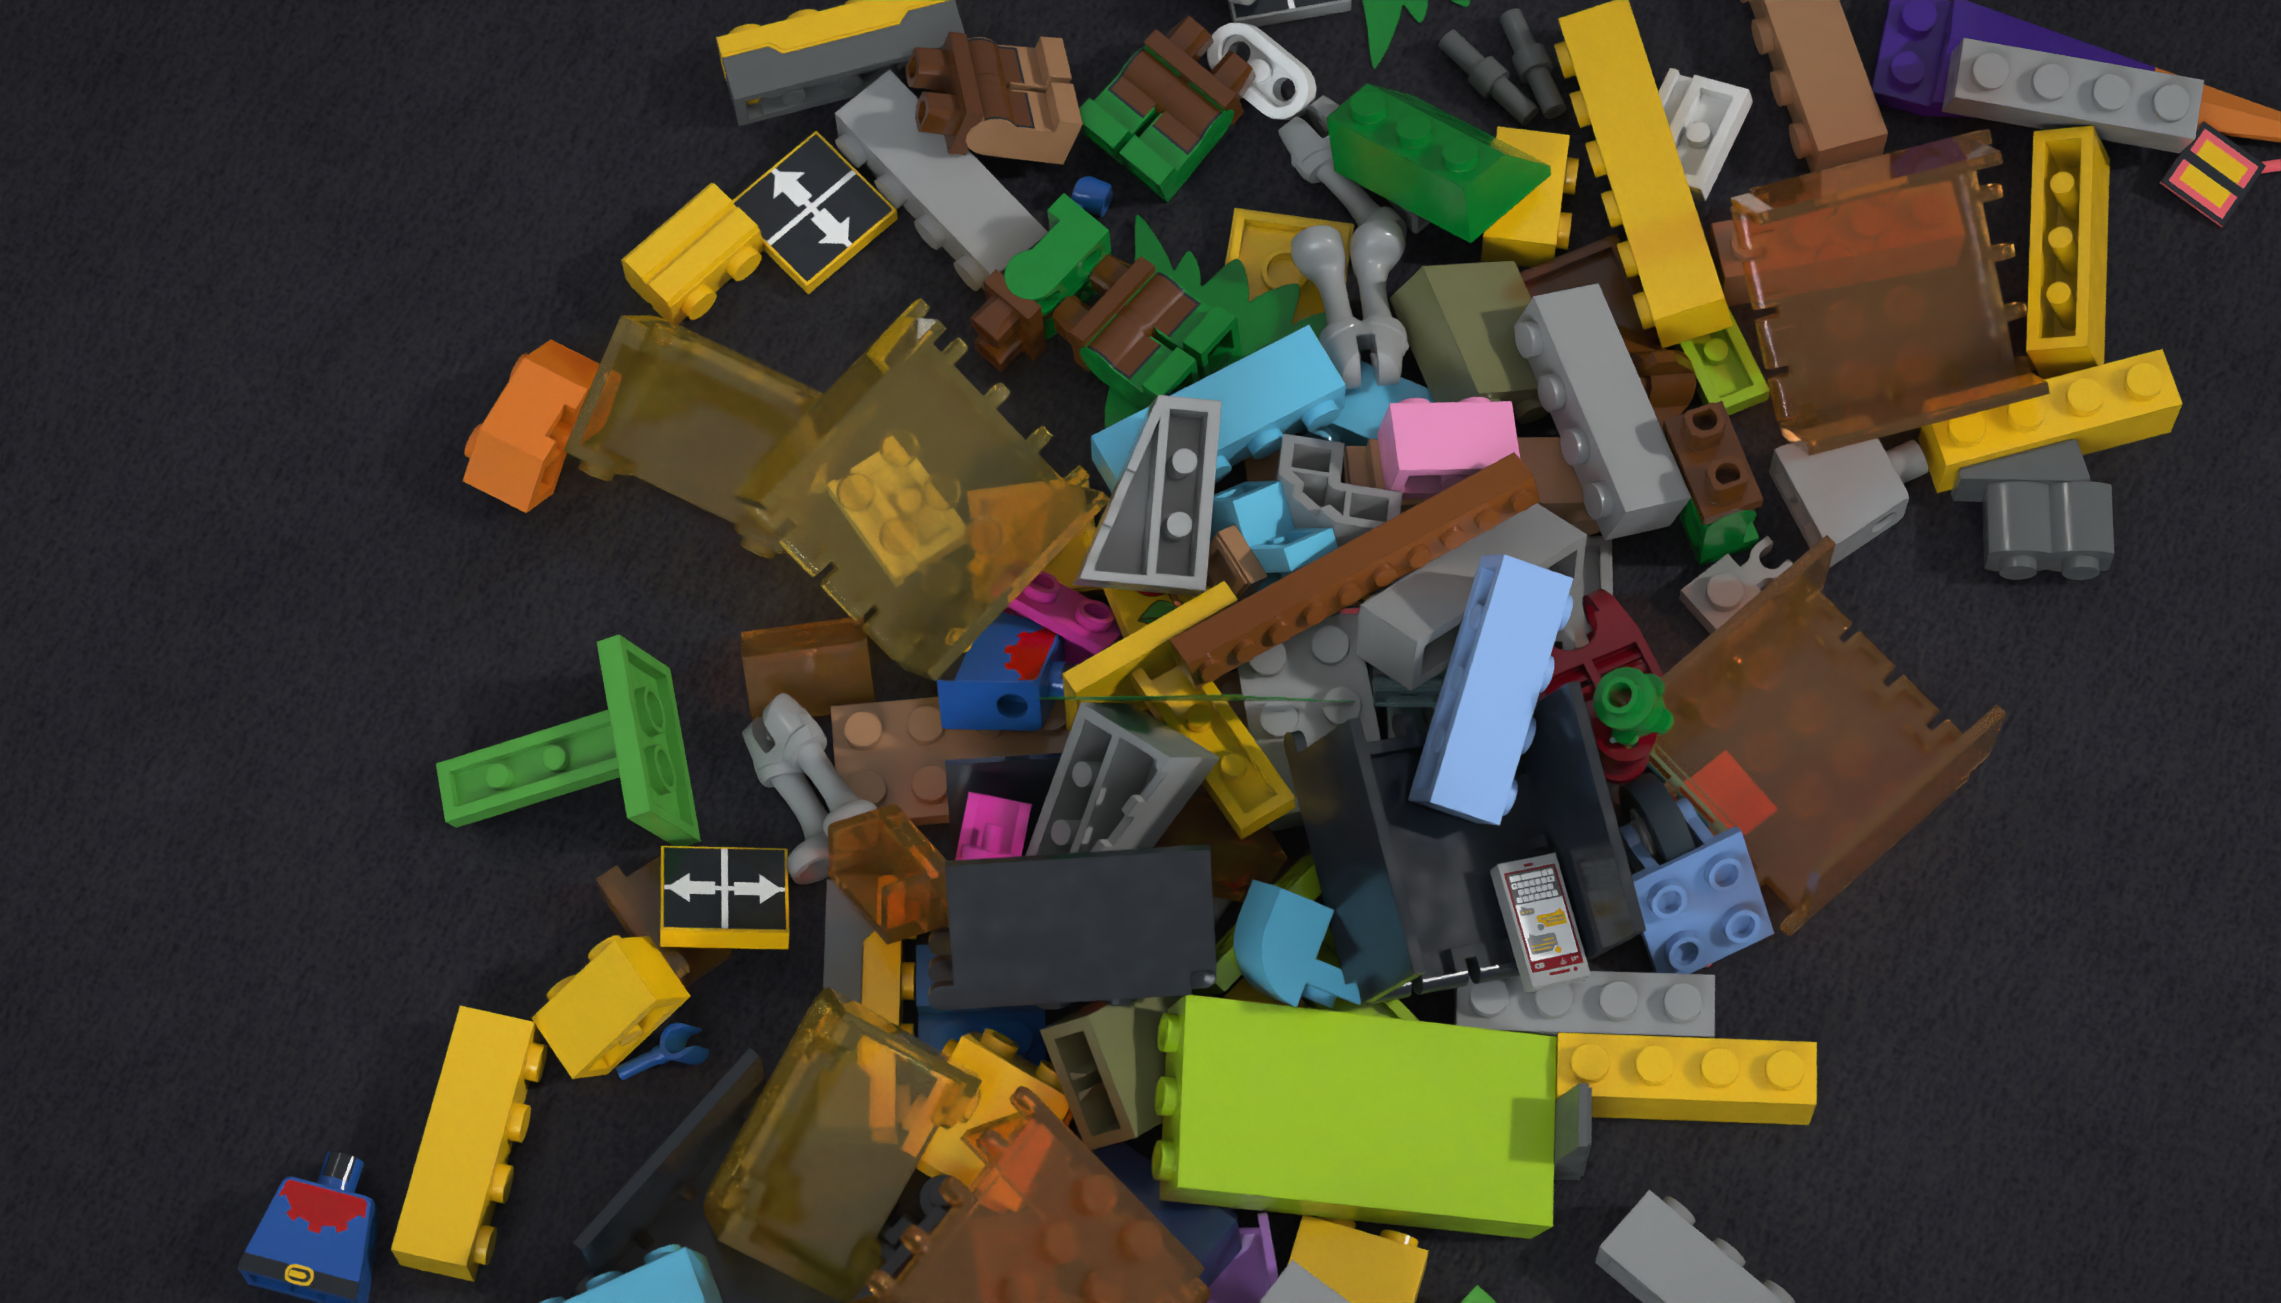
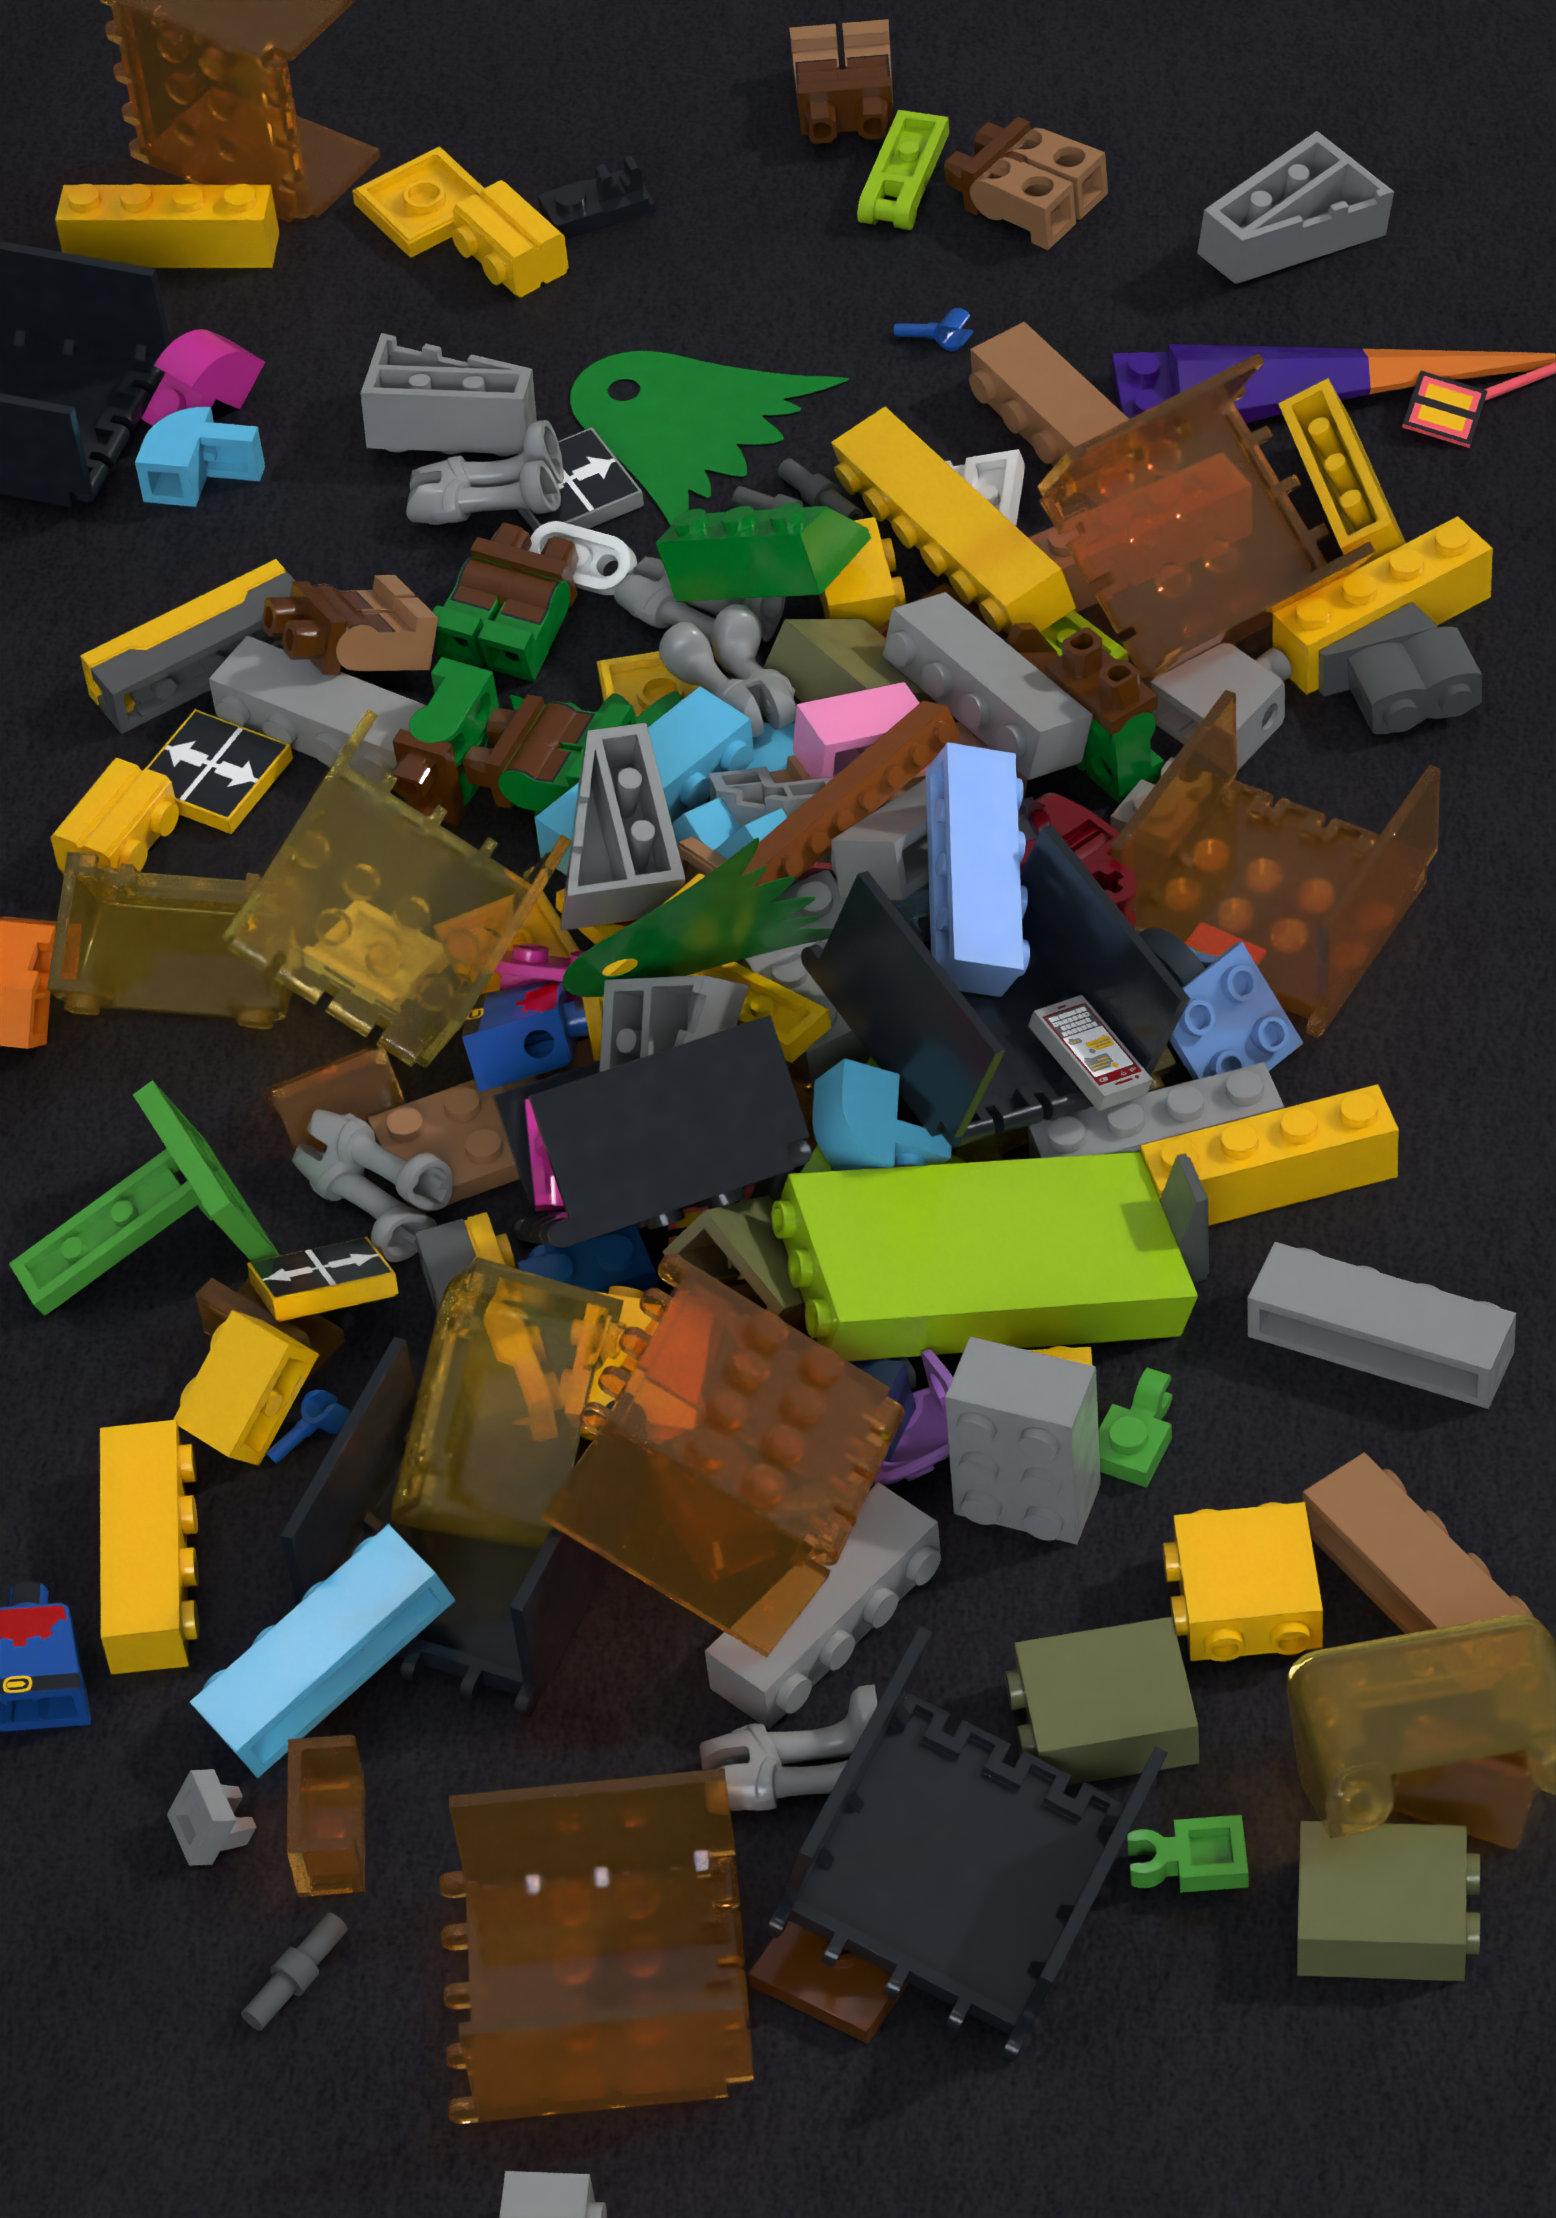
camera: 15 degrees left, 20 degrees down
(889, 872) = (475, 1192): clear orange panel -> none
(1644, 711) = (1106, 847): green brick -> none
(2070, 92) = (1361, 358): light grey brick -> none

